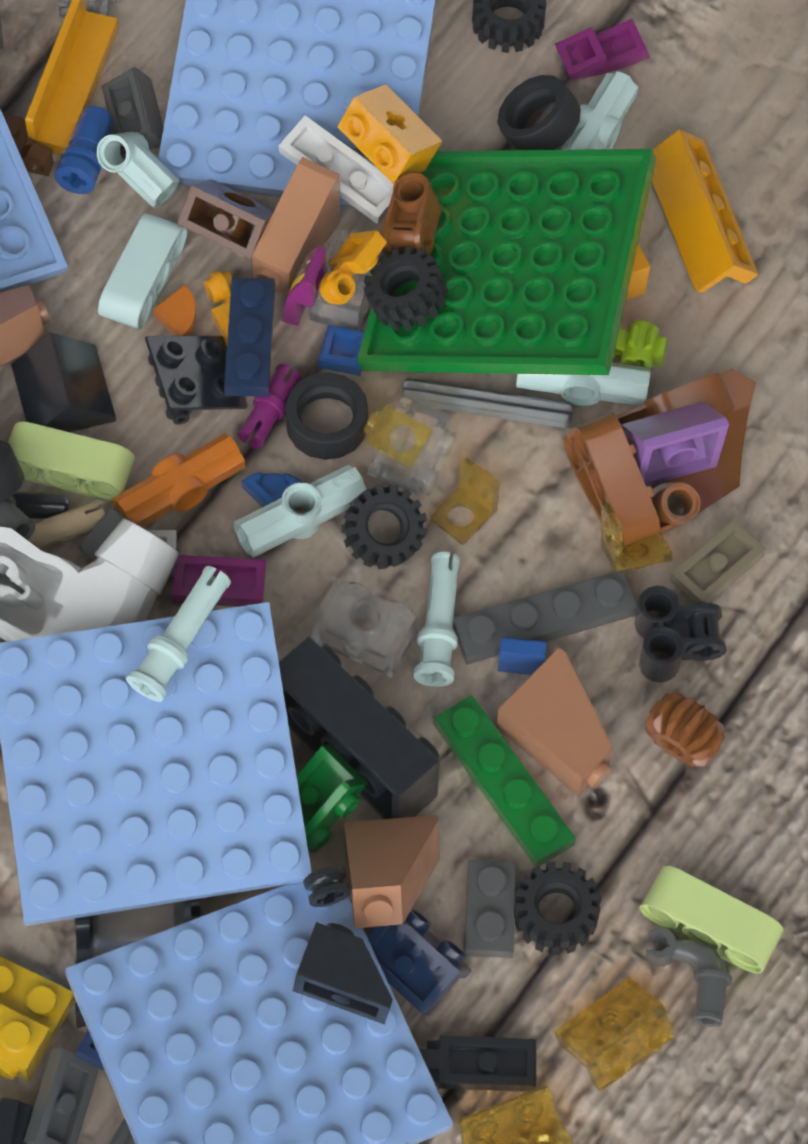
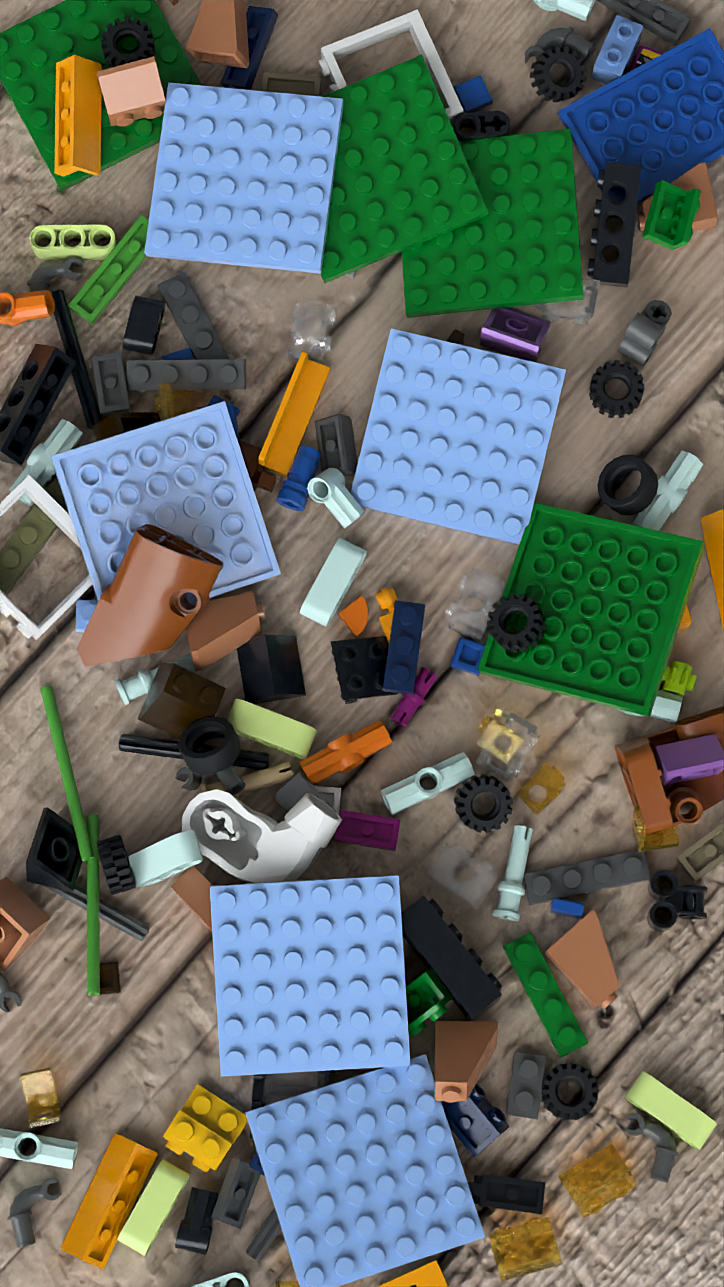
camera: 10 degrees right, 15 degrees up
(169, 651) = (328, 910): light aqua pin -> none
(225, 217) = (398, 550): brick -> none
(267, 487) = (409, 761): blue tile -> none
(299, 223) = (444, 564): nougat slope -> none
(305, 286) = (446, 612): magenta slope -> none
(322, 387) = (458, 688): black tyre -> none
(327, 886) = (419, 1074): black bush -> none
(342, 973) = (423, 1135): black slope -> none
(355, 256) = (481, 598): light orange plate -> none
(360, 180) = (480, 520): white plate -> none
(389, 133) = (517, 499): light orange brick -> none
(411, 215) = (526, 572): dark orange piece -> none
(489, 403) = (565, 709): dark grey axle -> none
(601, 53) = (681, 426): magenta slope -> none
(685, 729) = (670, 976): dark orange gear -> none

